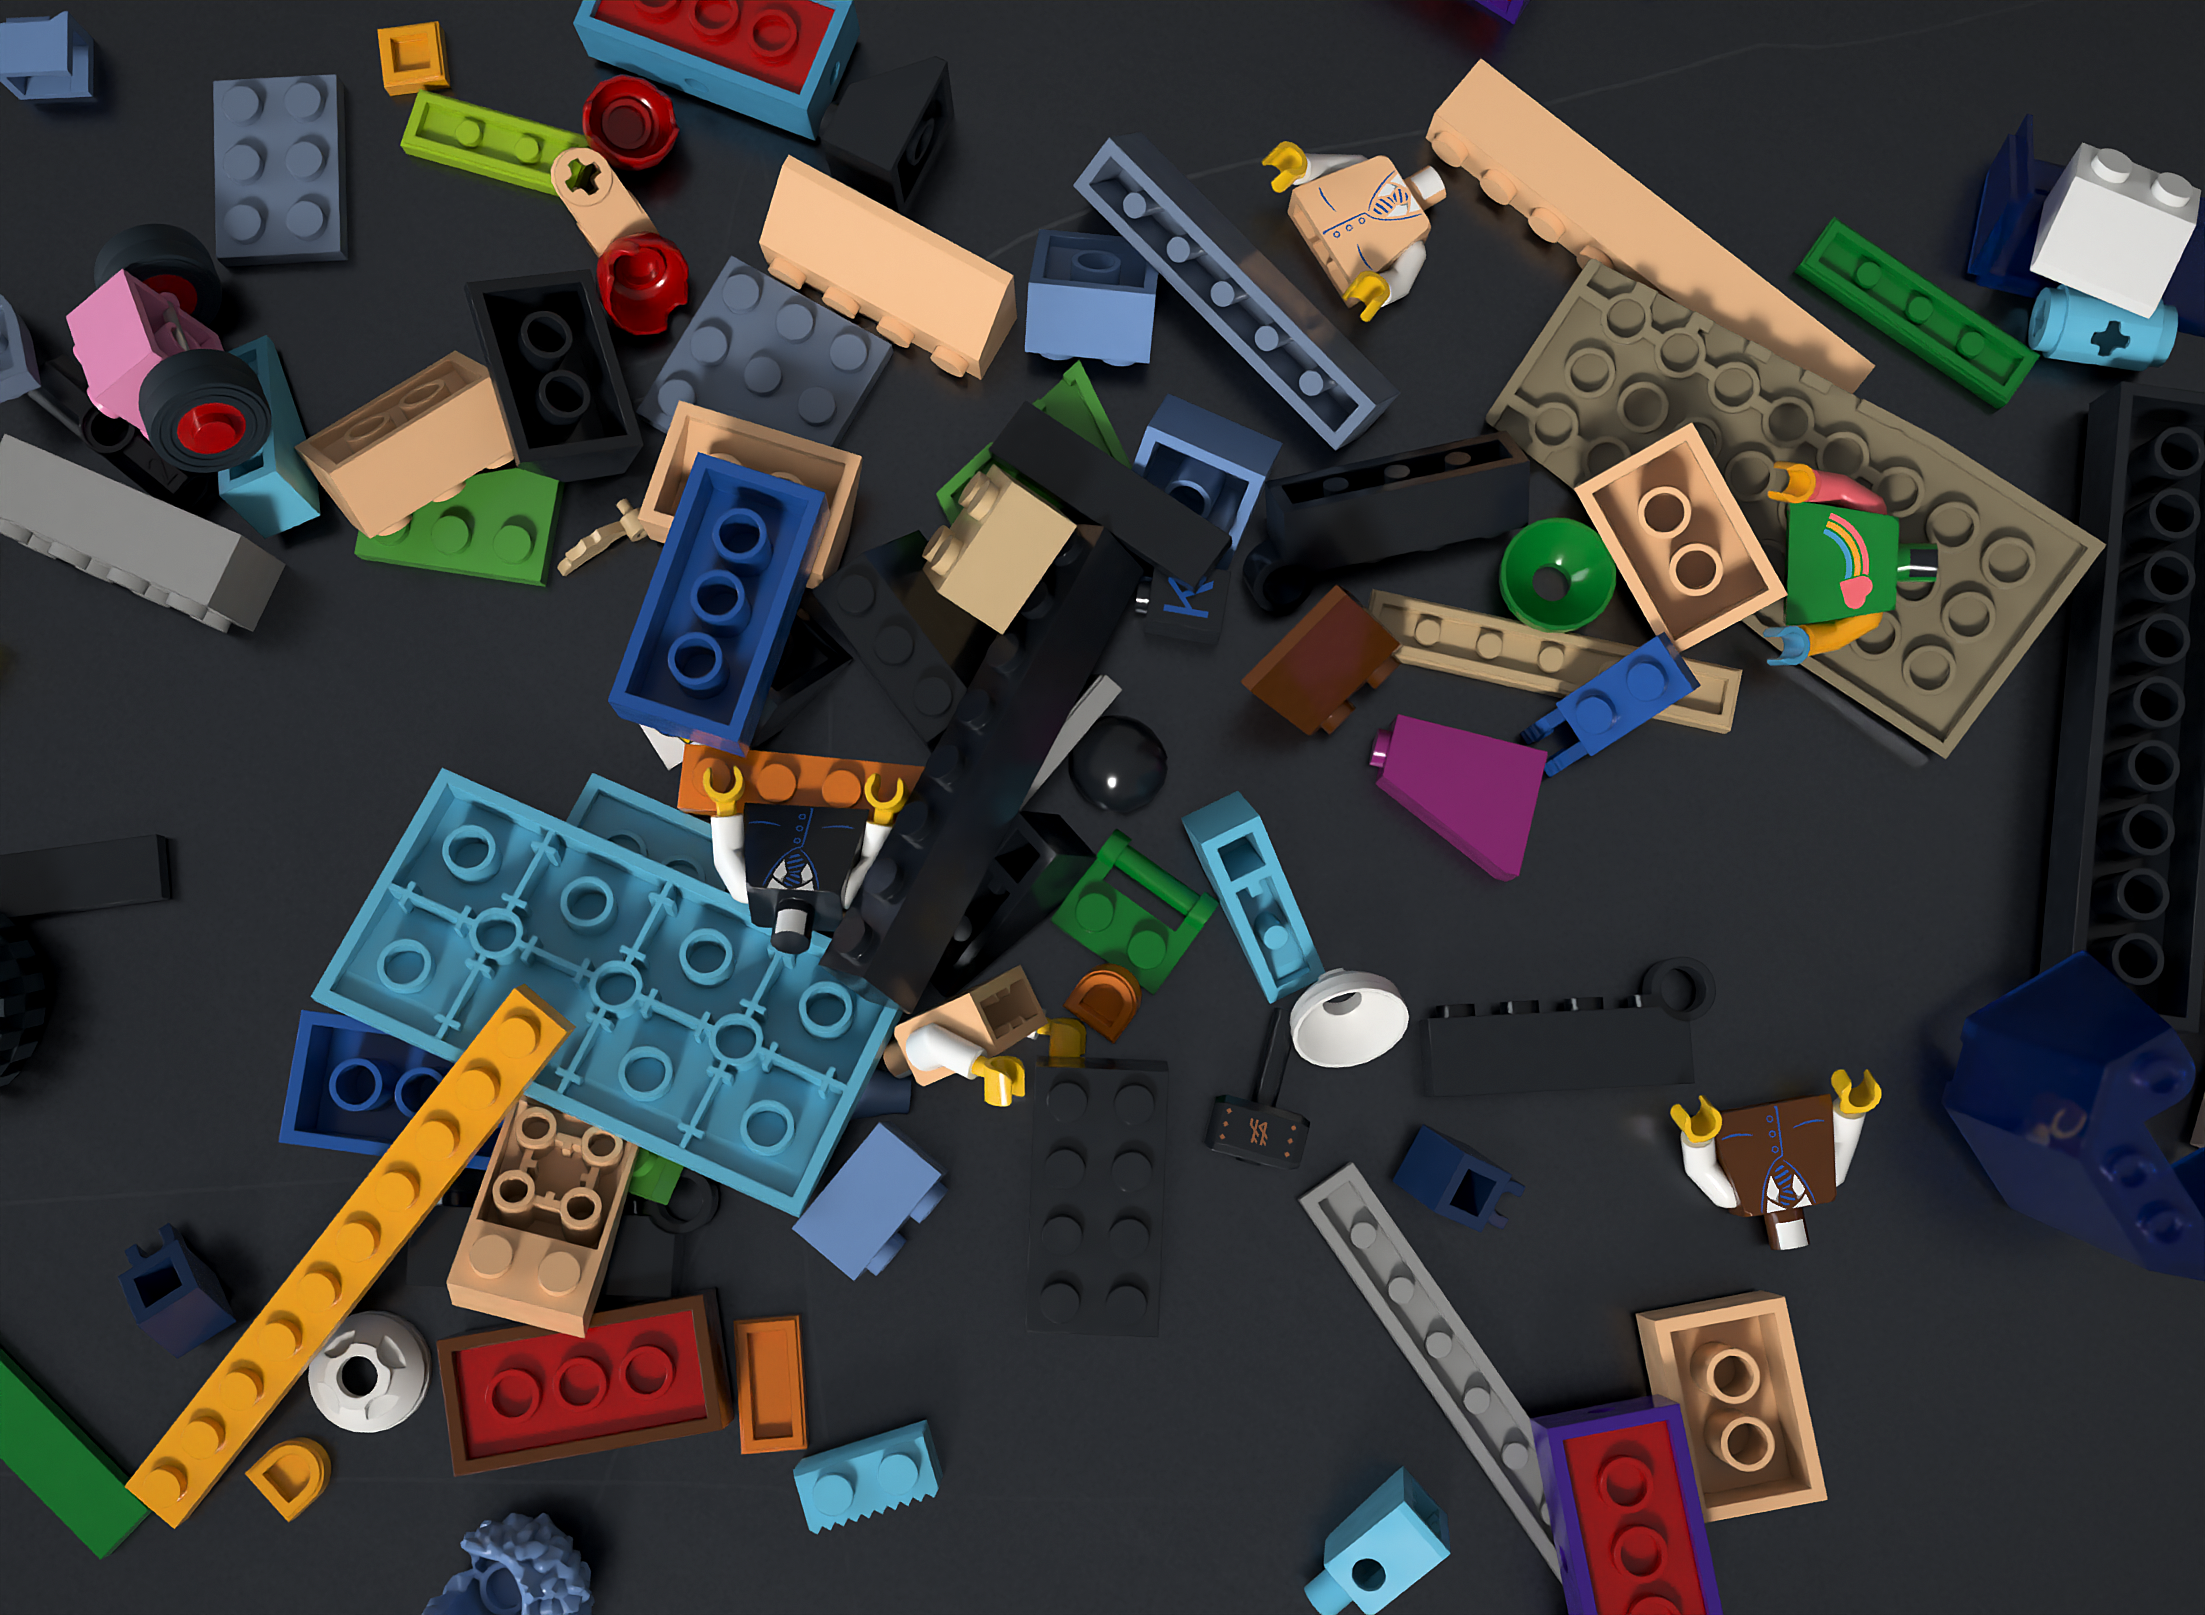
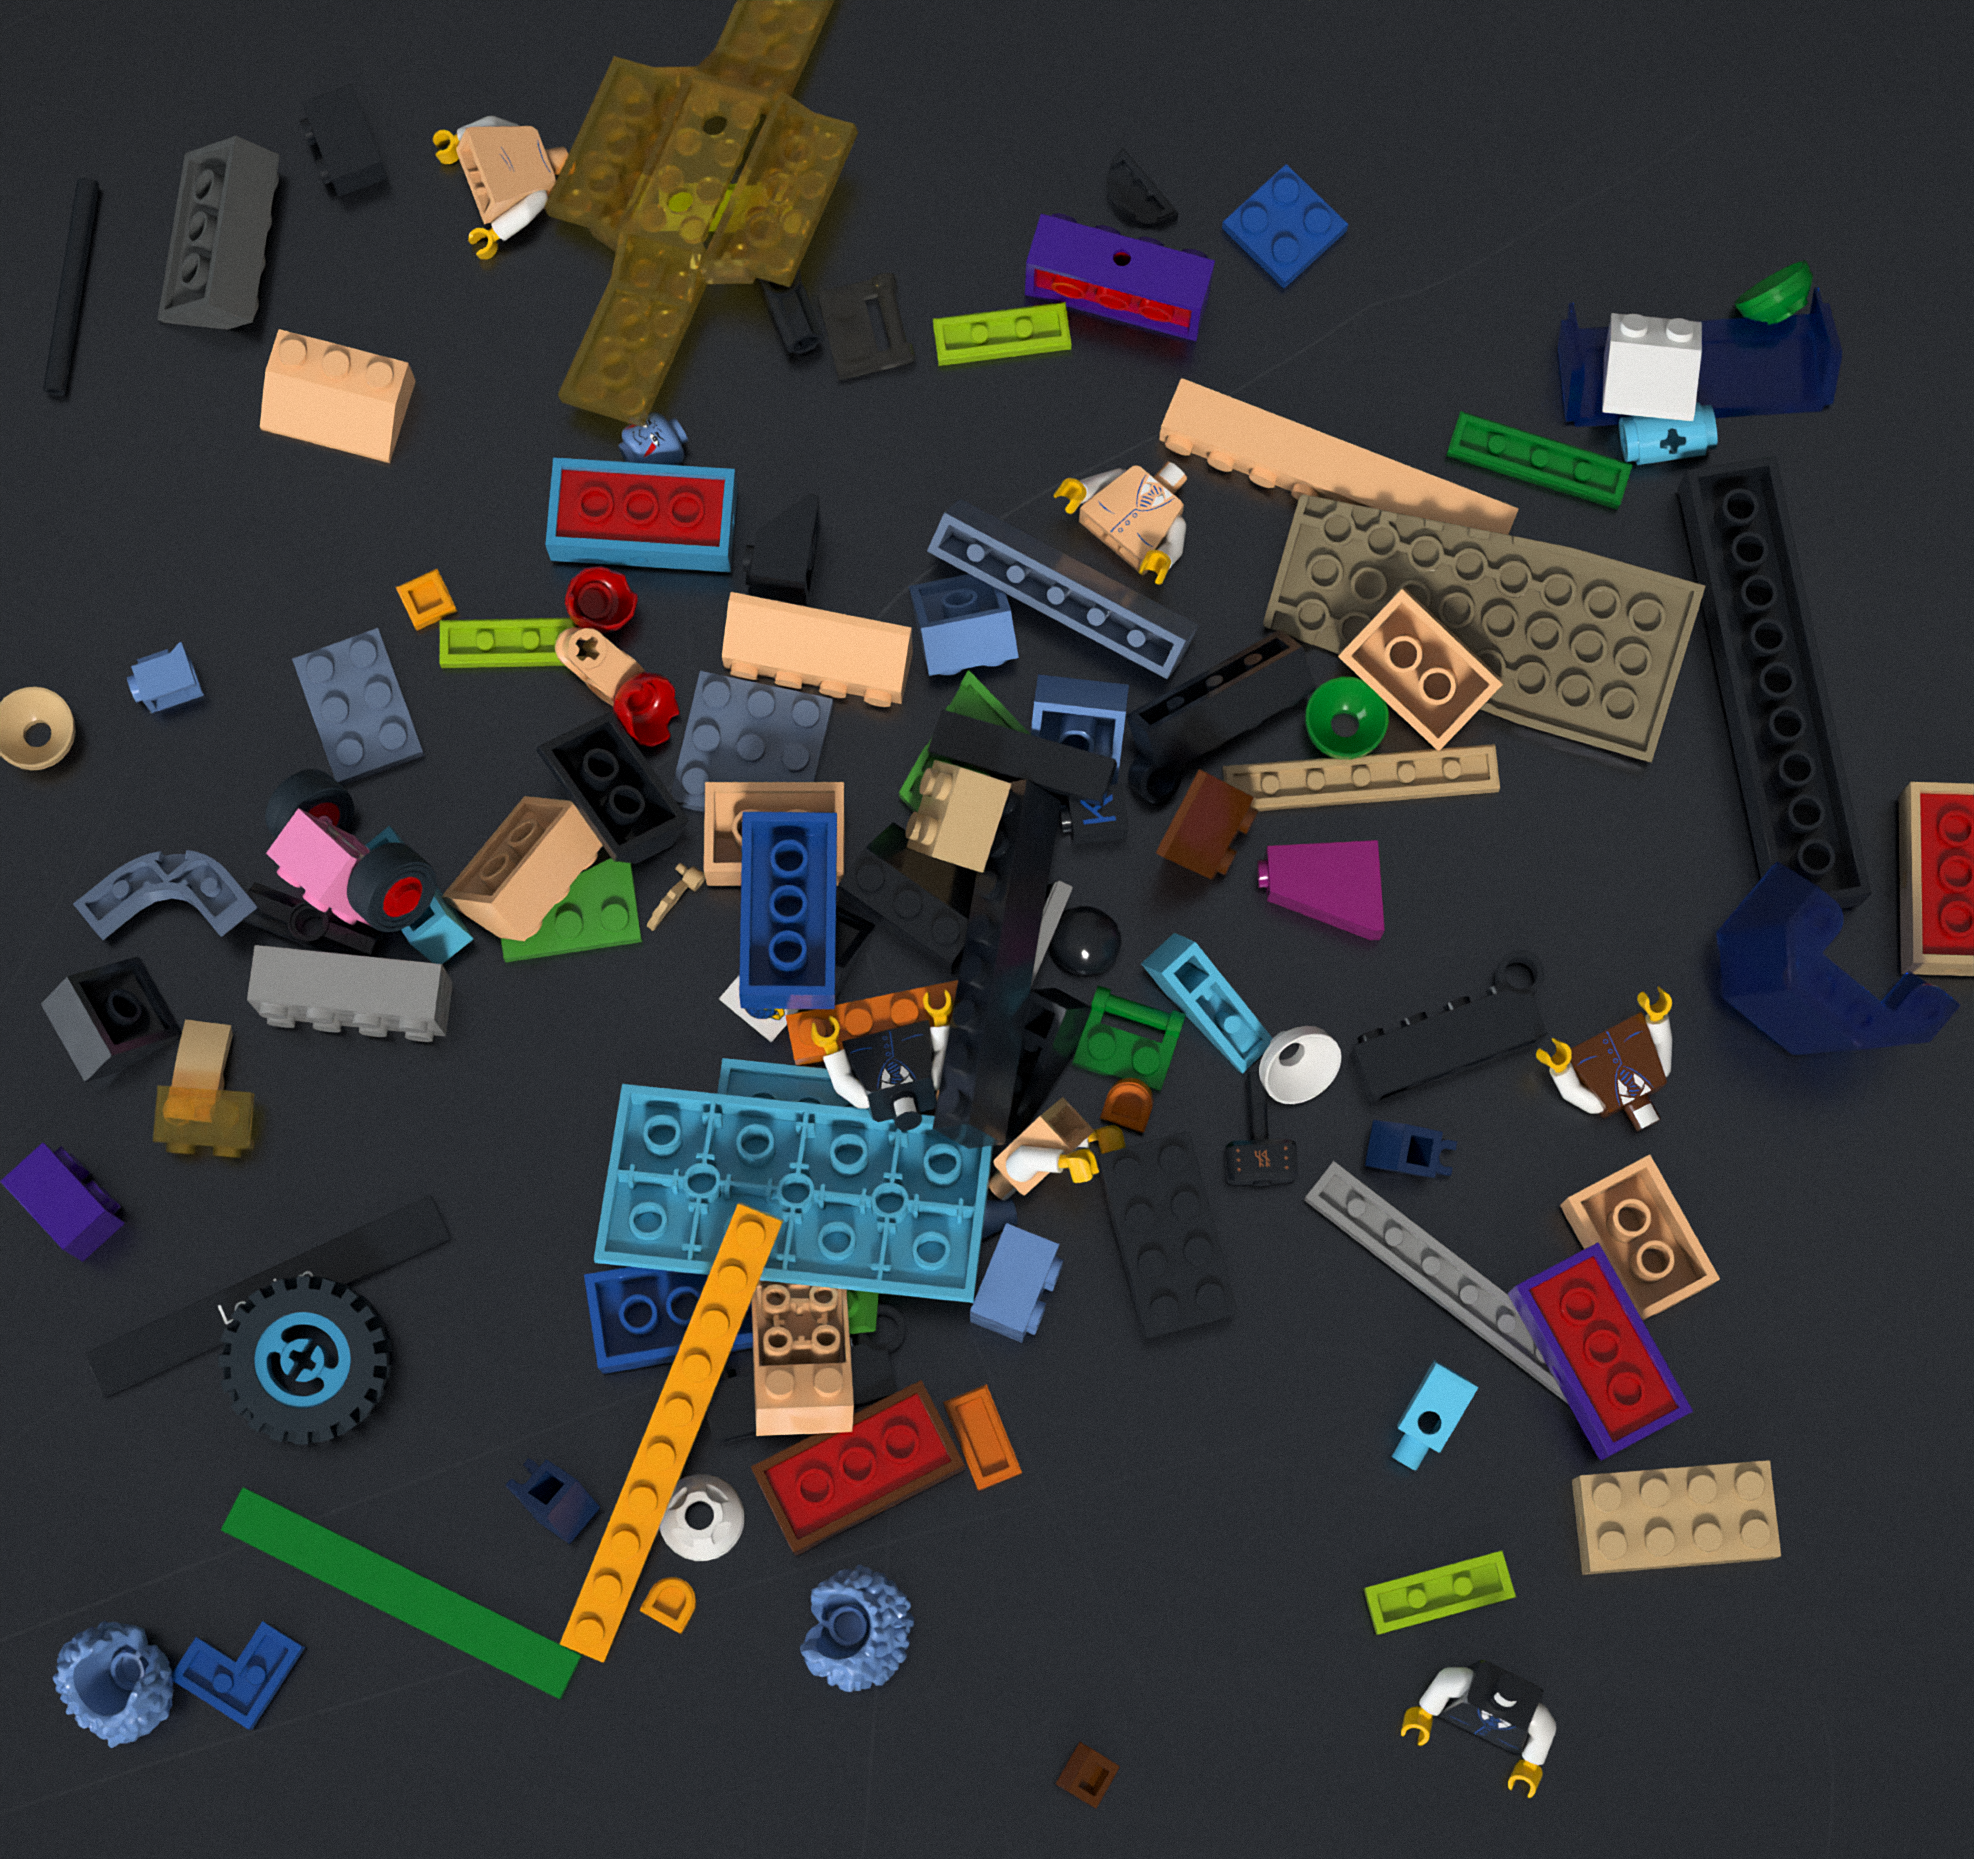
camera: 15 degrees left, 5 degrees down
(868, 1476) = (1071, 1473): medium azure brick -> none
(1617, 701) = (1413, 792): blue hinge -> none
(1839, 562) = (1532, 652): torso -> none

